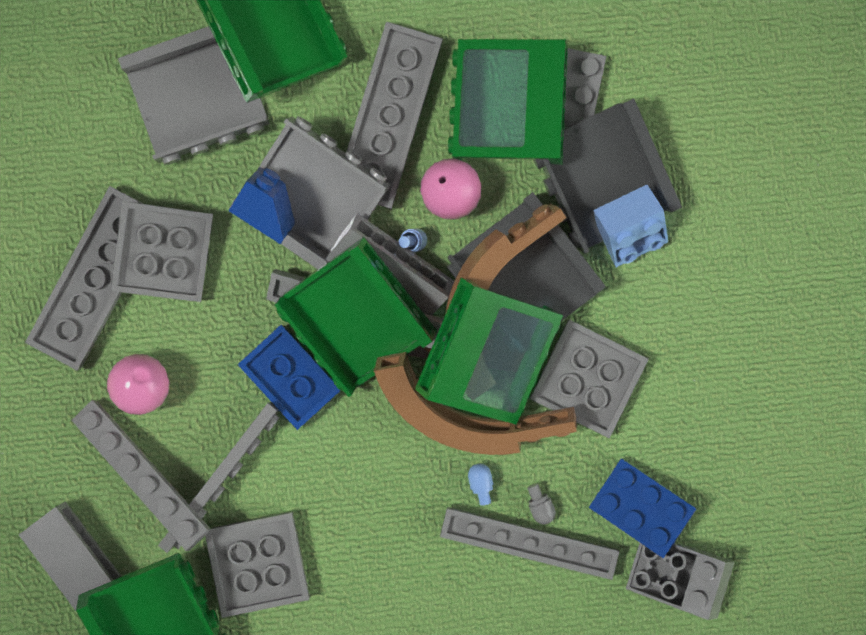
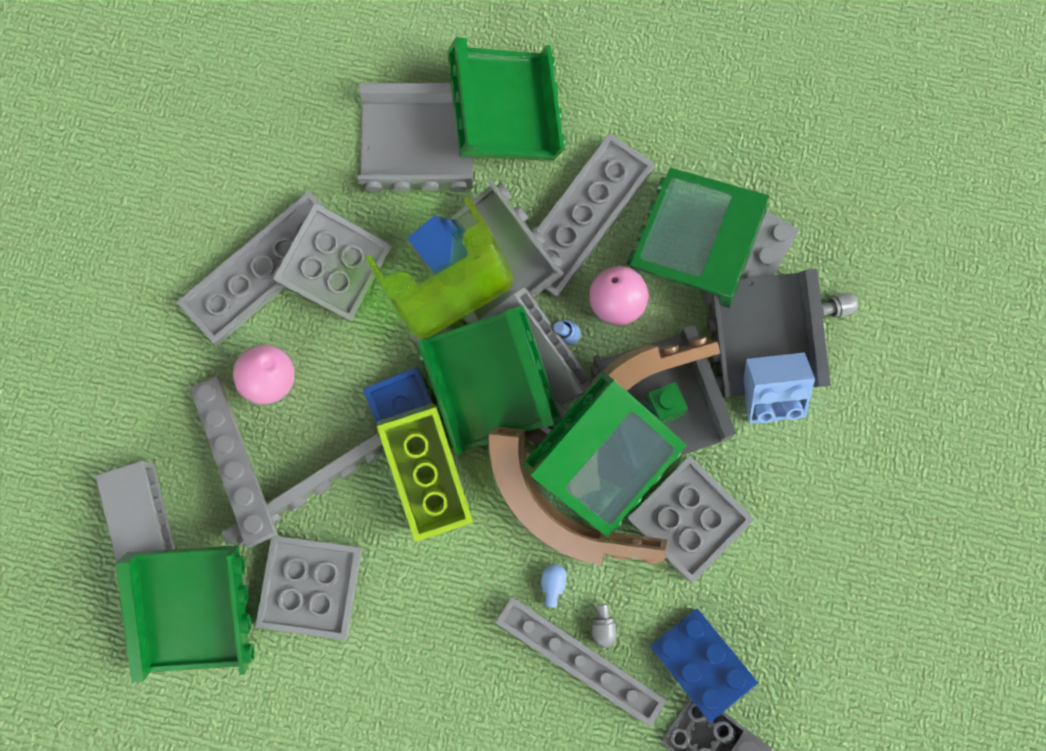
camera: 20 degrees right, 10 degrees down
(293, 243) = (454, 290): none -> clear neon green windscreen
(325, 424) = (424, 472): none -> lime brick
(531, 280) = (666, 403): none -> green brick
(668, 120) = (840, 305): none -> light grey cylinder

